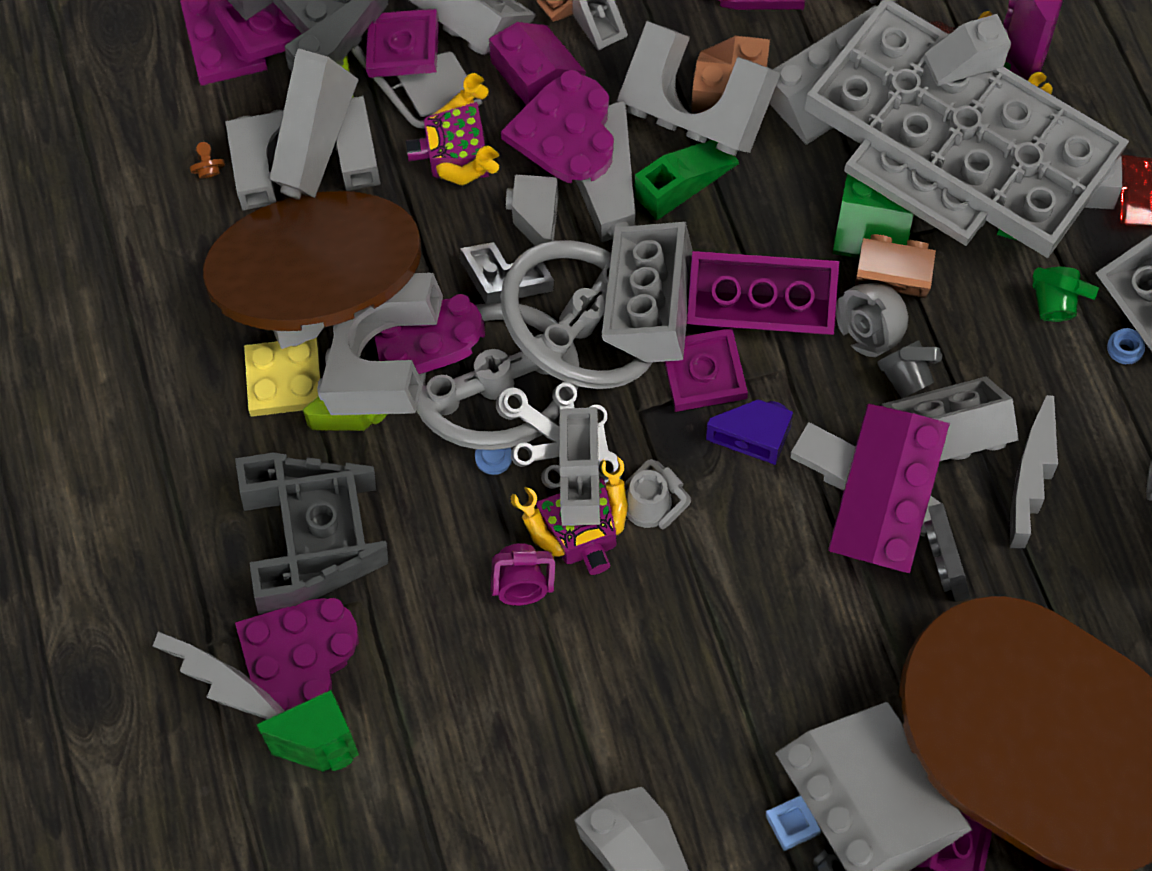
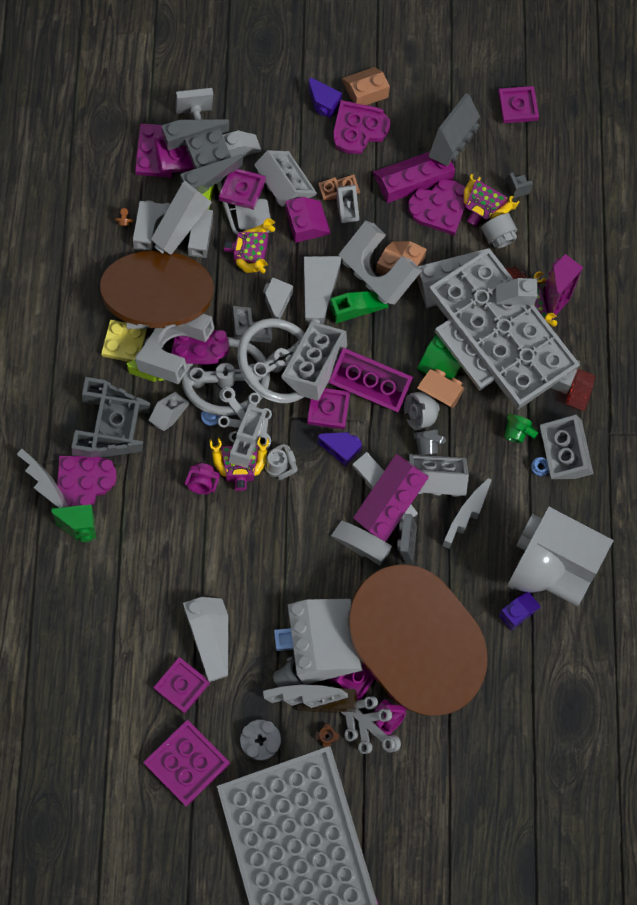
camera: 10 degrees right, 5 degrees up
(411, 472) = (168, 411): none -> light grey slope
(565, 129) = (306, 262): magenta plate -> none
(863, 590) = (361, 542): none -> light grey slope

